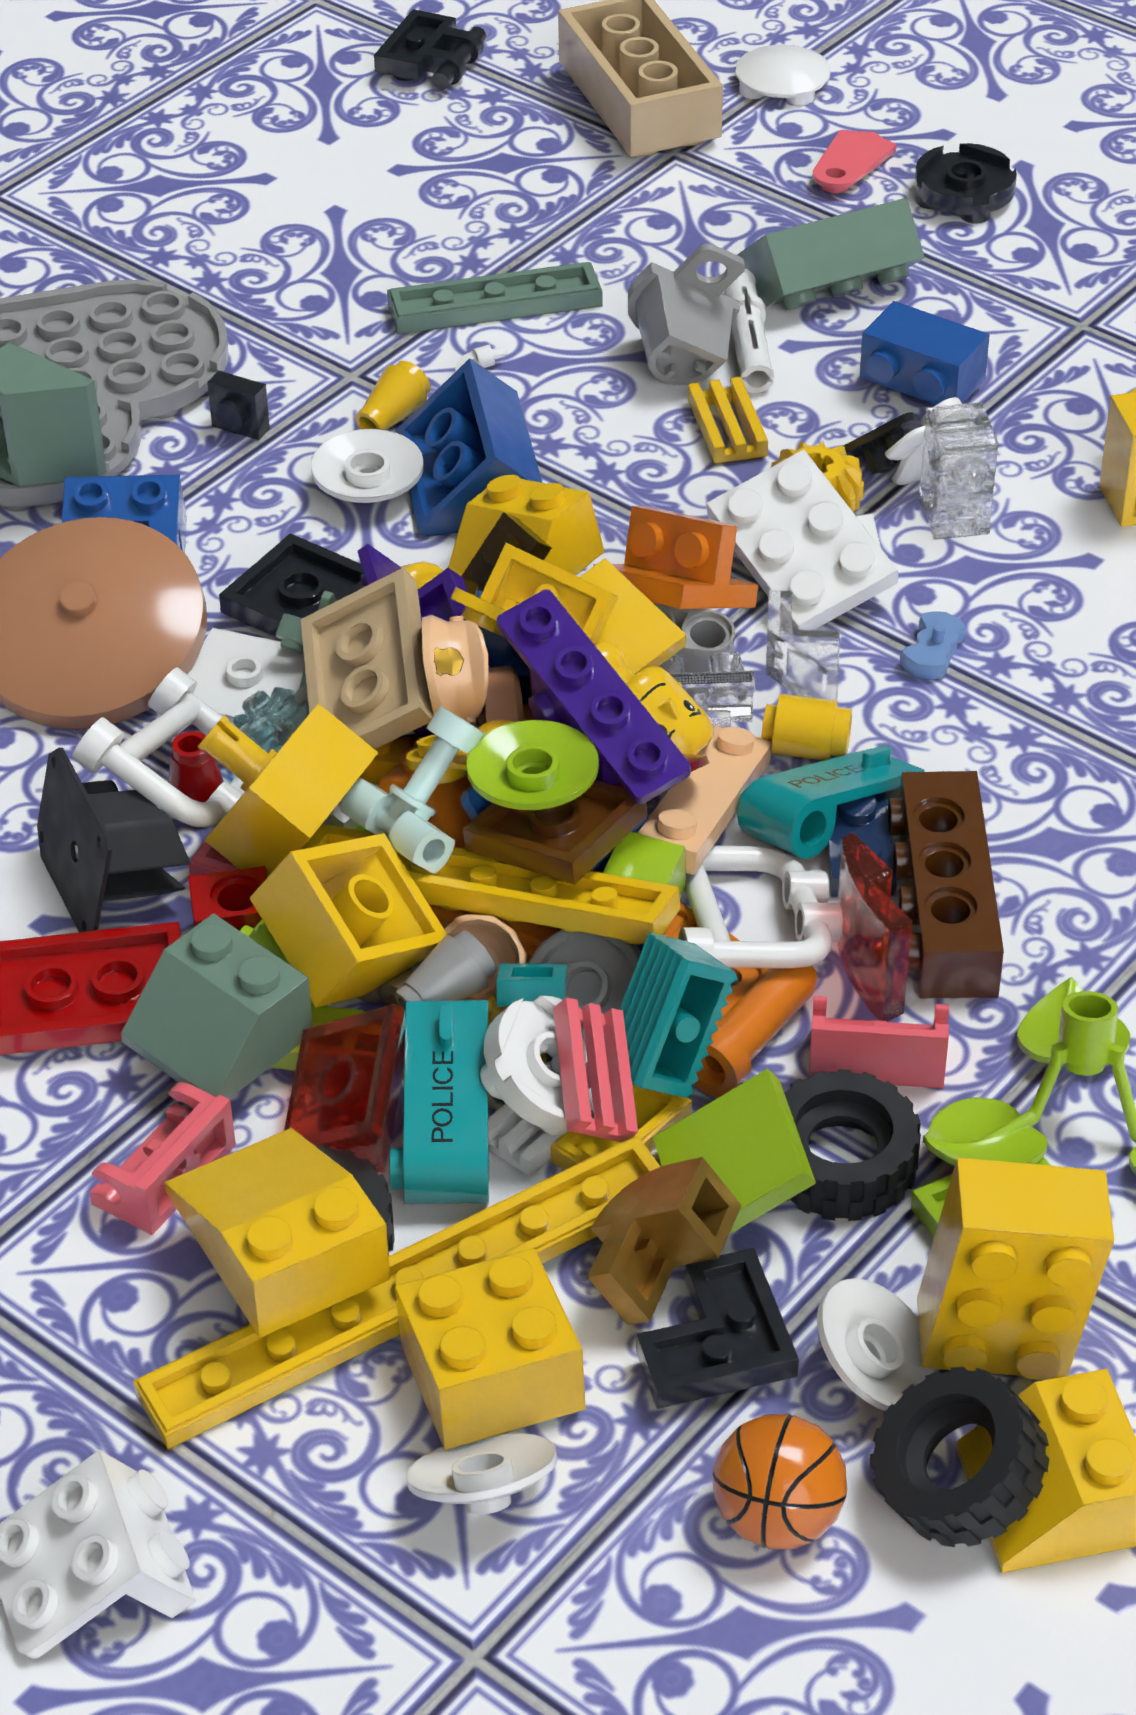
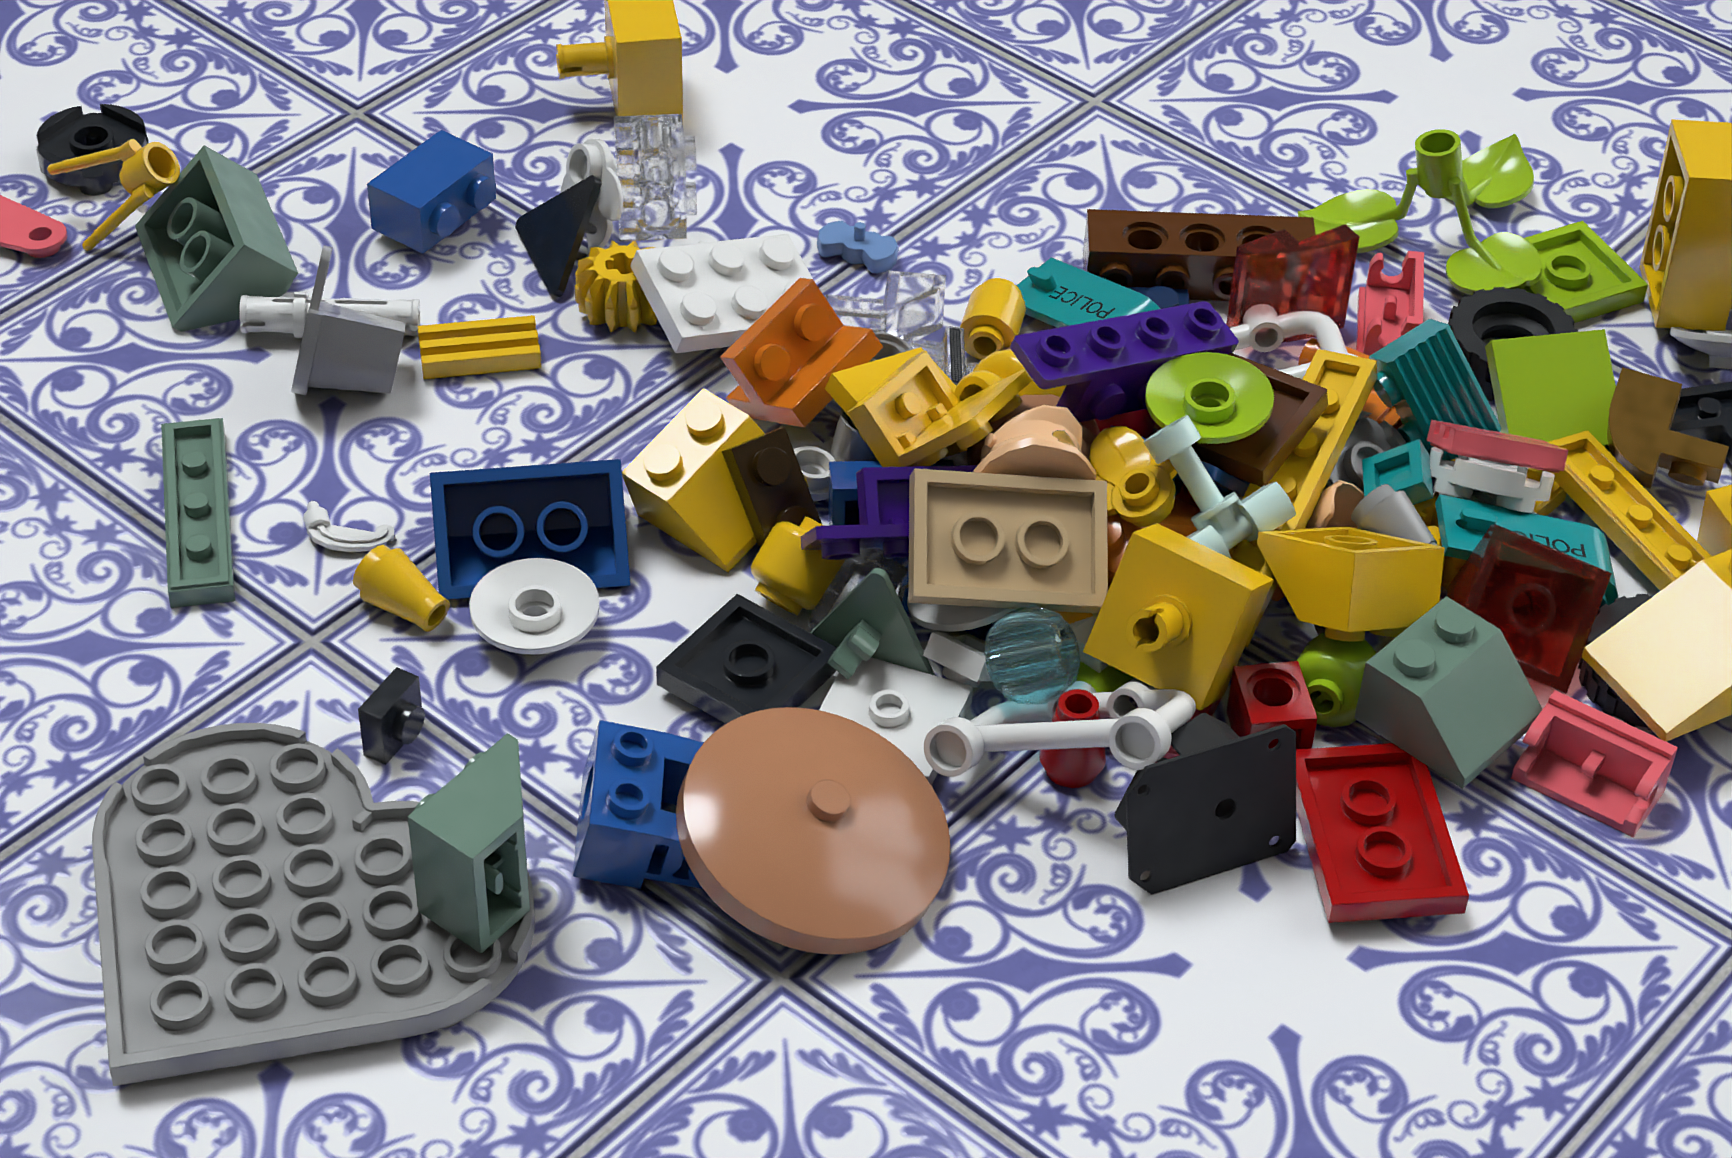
camera: 90 degrees left, 0 degrees up
(872, 180) = (142, 175): none -> yellow plant

